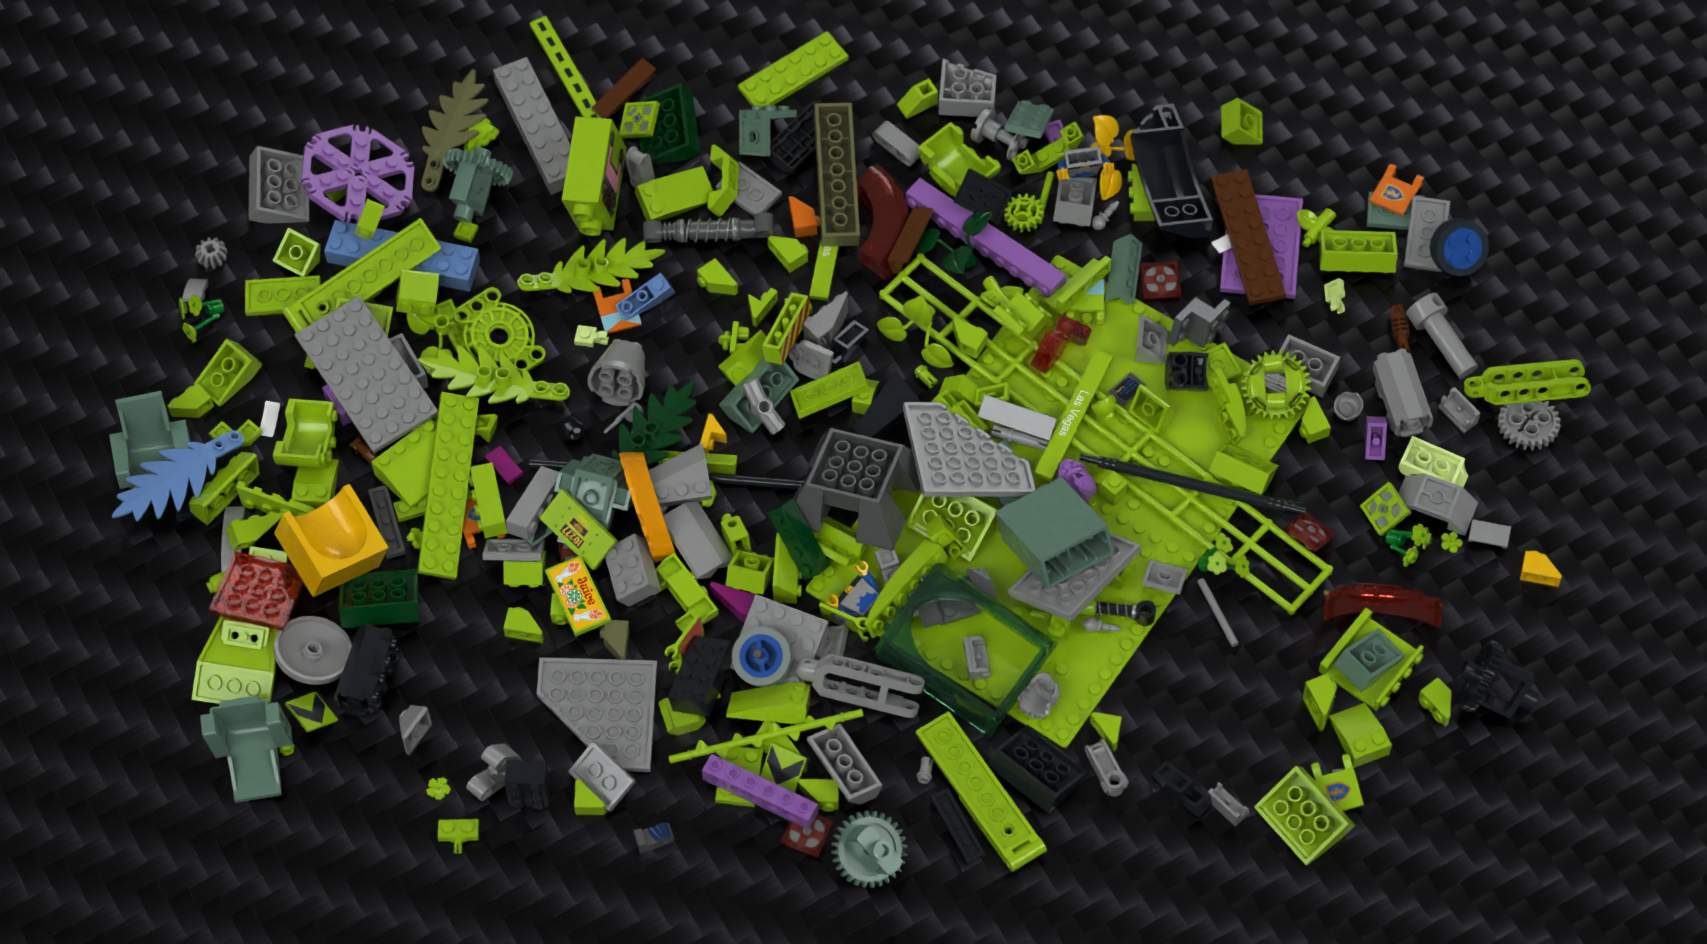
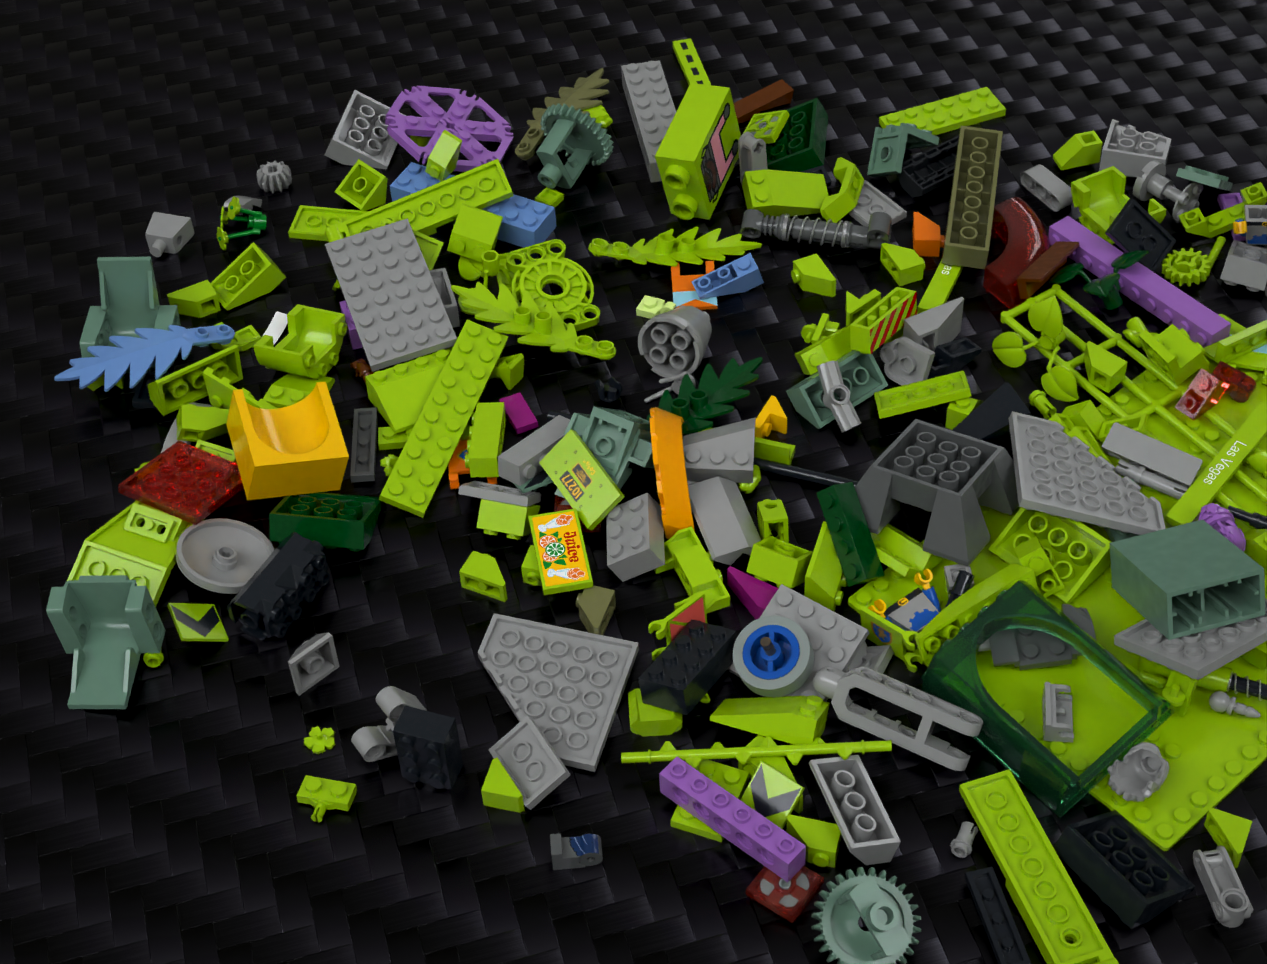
camera: 15 degrees right, 15 degrees down
(138, 335) = (168, 233): none -> light grey torso
(890, 568) = (961, 585): none -> black axle

